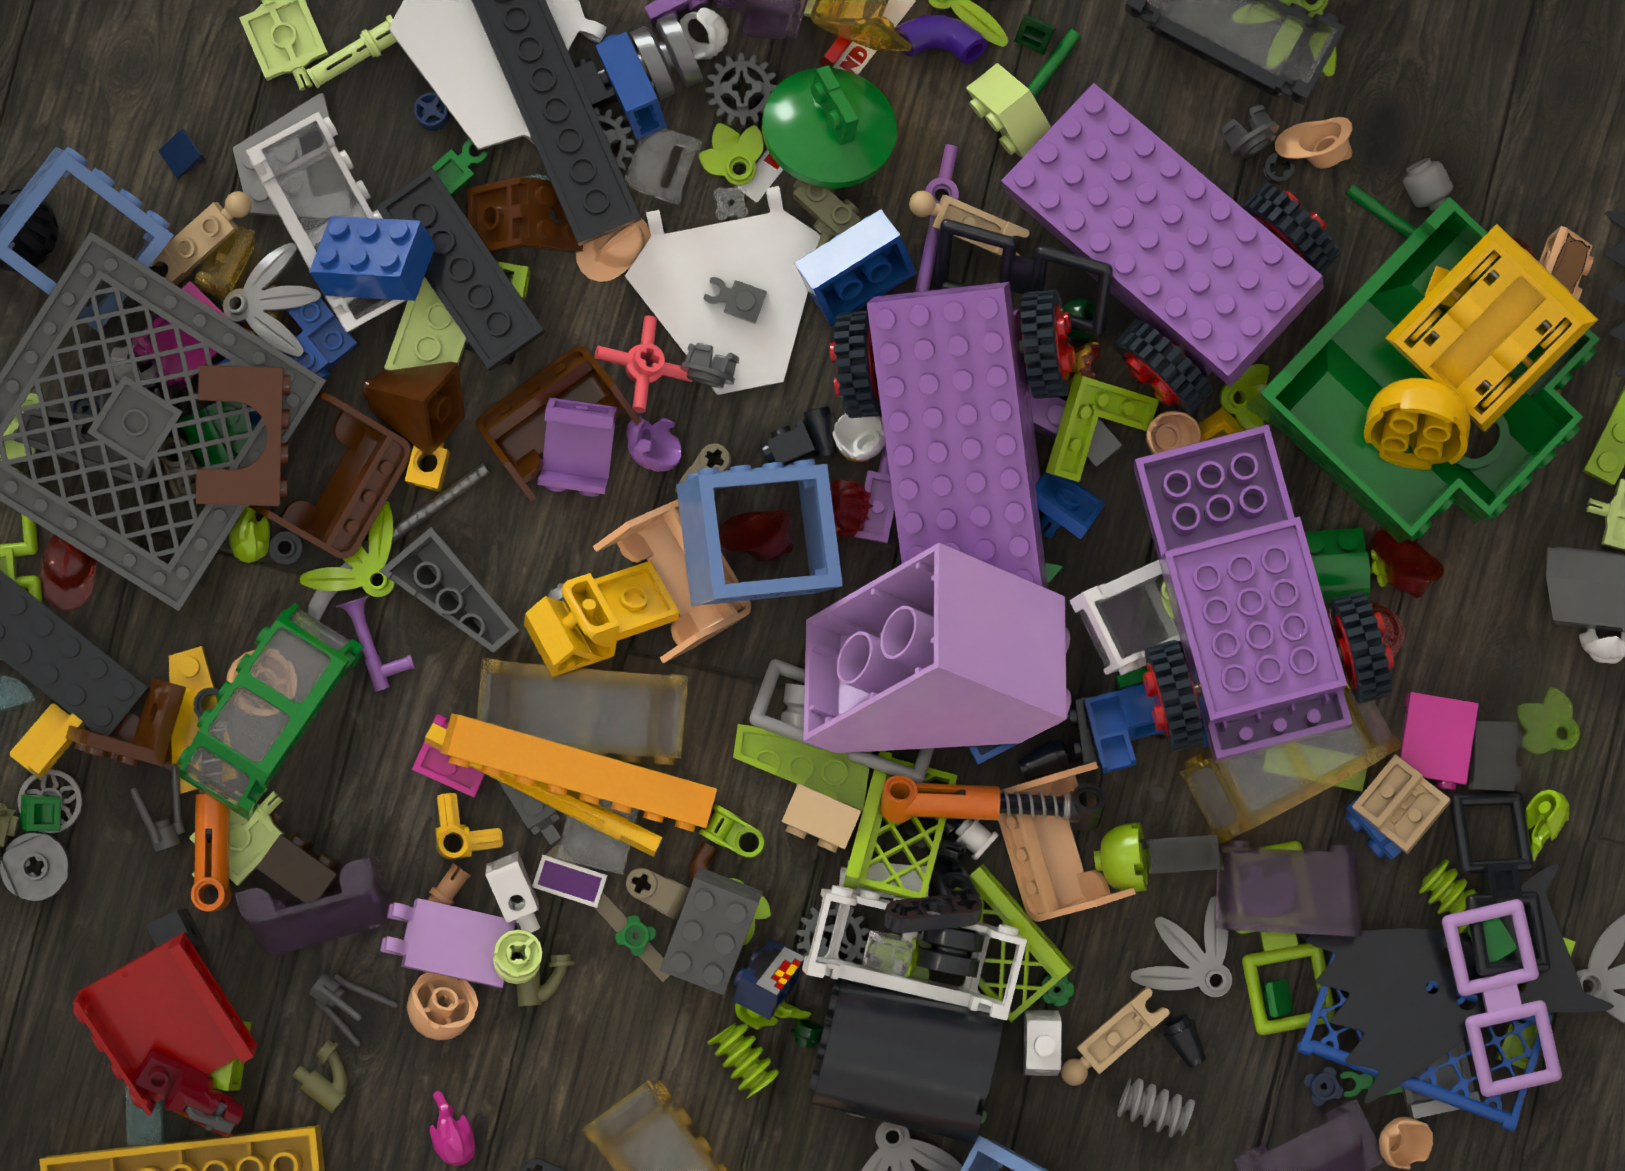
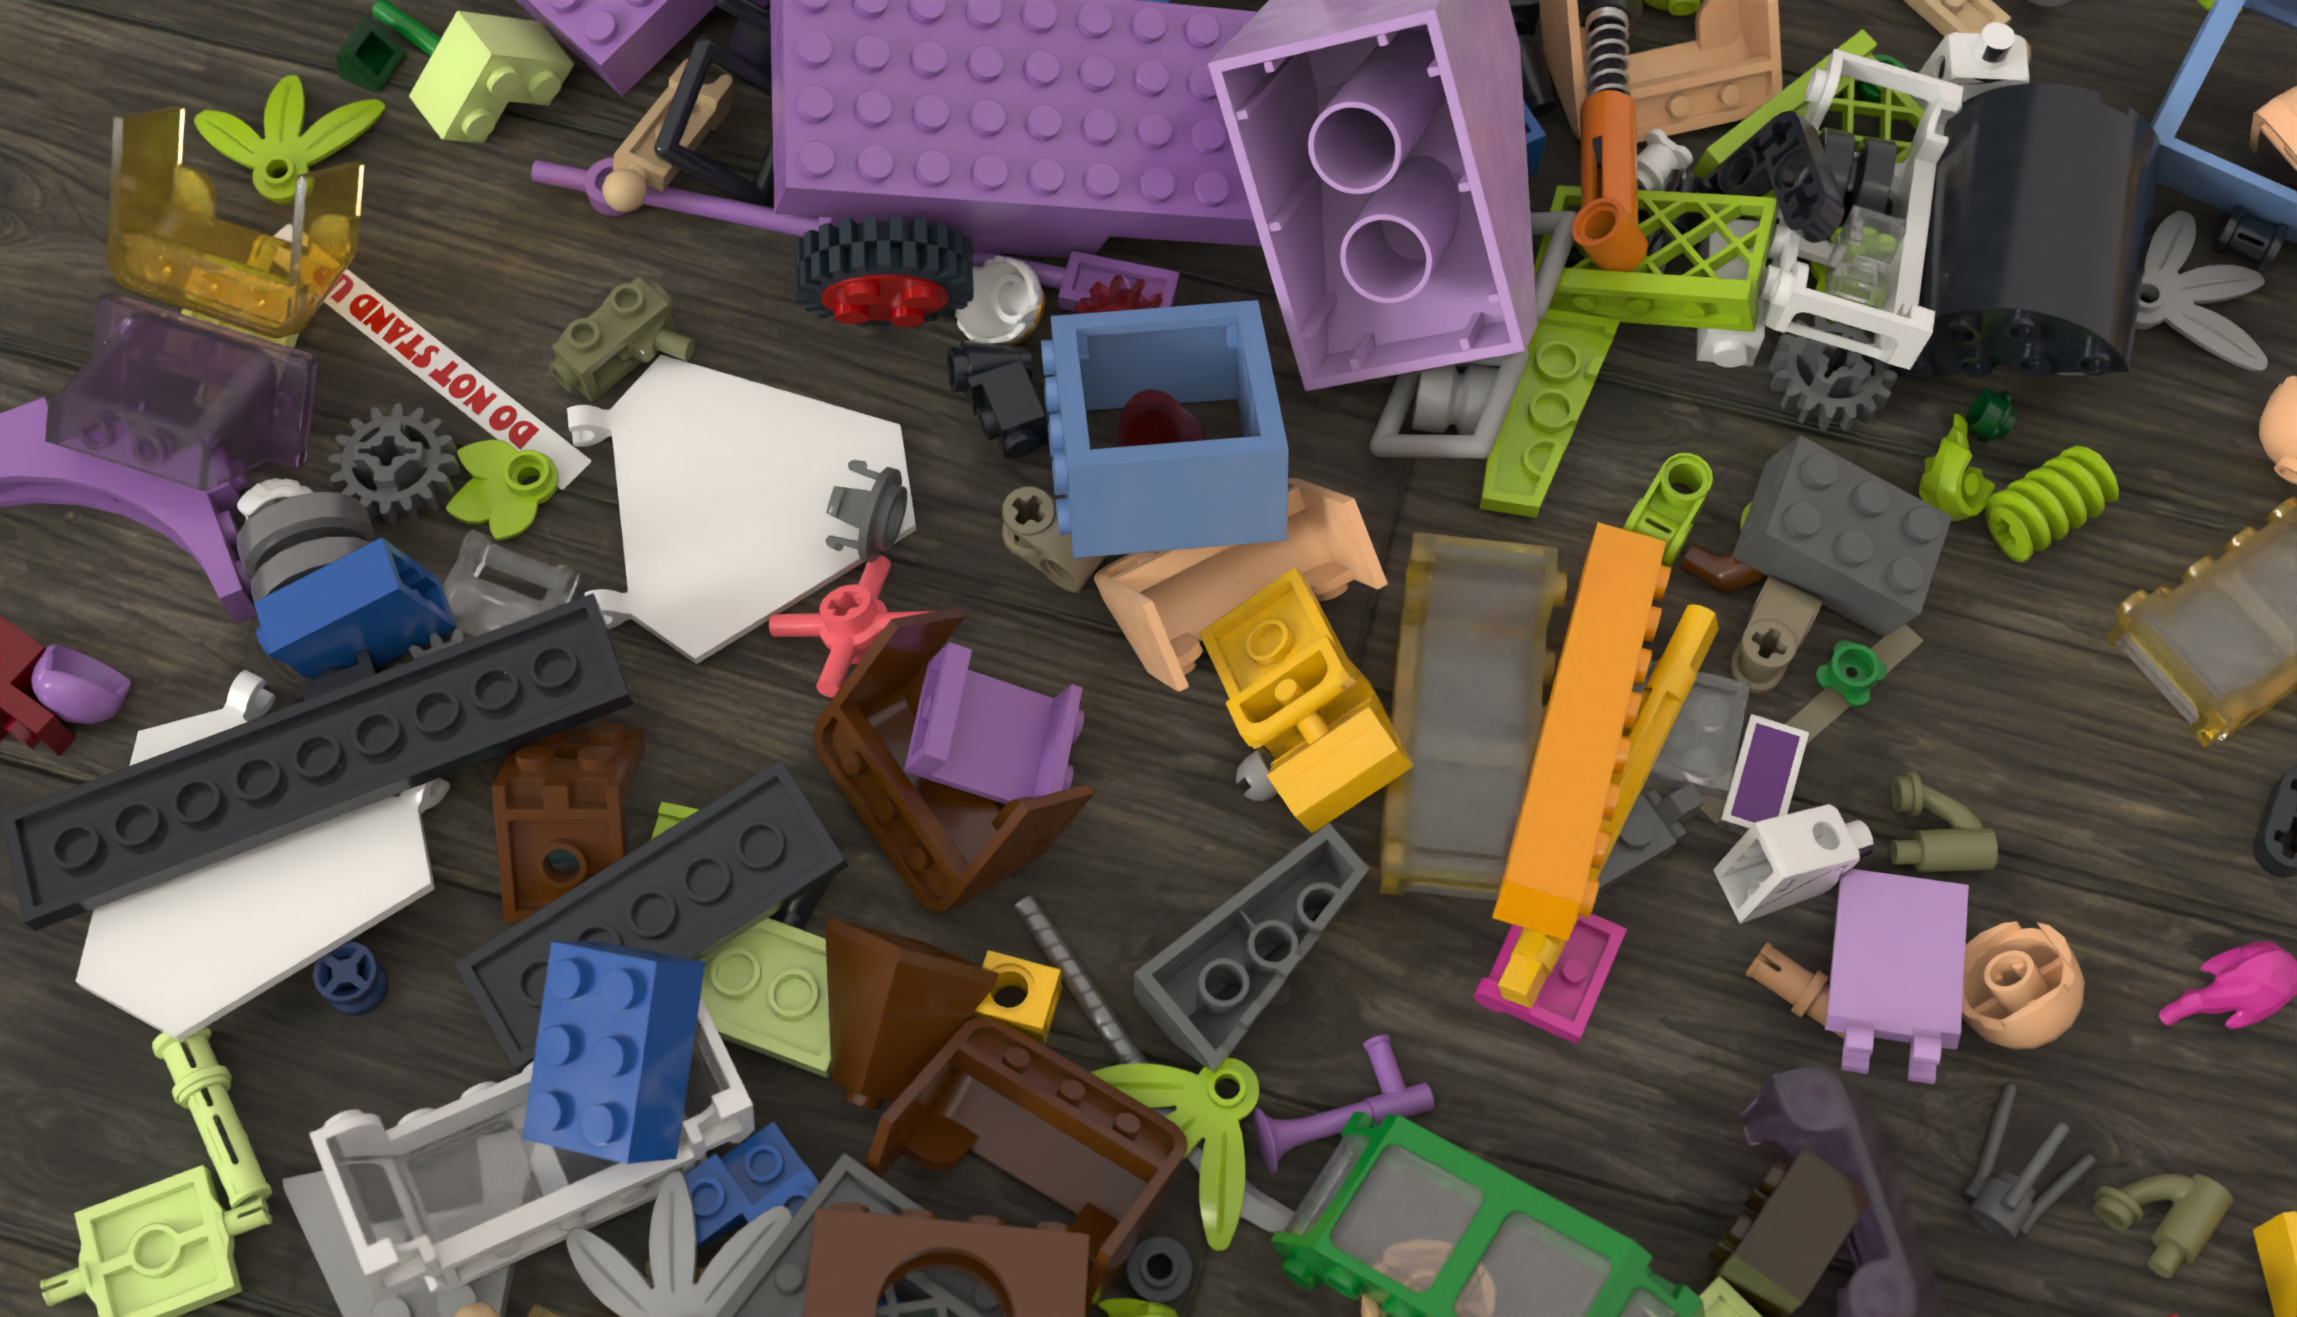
camera: 90 degrees left, 20 degrees down
(455, 169) = (459, 930): green plate -> none
(470, 840) = (1703, 945): yellow axle -> none
(517, 970) = (1920, 870): yellowish green wheel -> none
(613, 253) = (659, 684): light nougat piece -> none
(654, 444) = (1001, 617): medium lavender hair -> none
(723, 196) = (583, 479): clear plate -> none
(741, 301) = (754, 474): dark grey plate -> none
(768, 978) = (1920, 444): brick -> none
(820, 817) = (1641, 368): tan brick -> none
(829, 127) = (473, 320): green bracket -> none
(835, 52) = (352, 328): red tile -> none
(856, 267) = (718, 287): blue brick -> none
(944, 34) = (369, 141): dark purple cylinder -> none

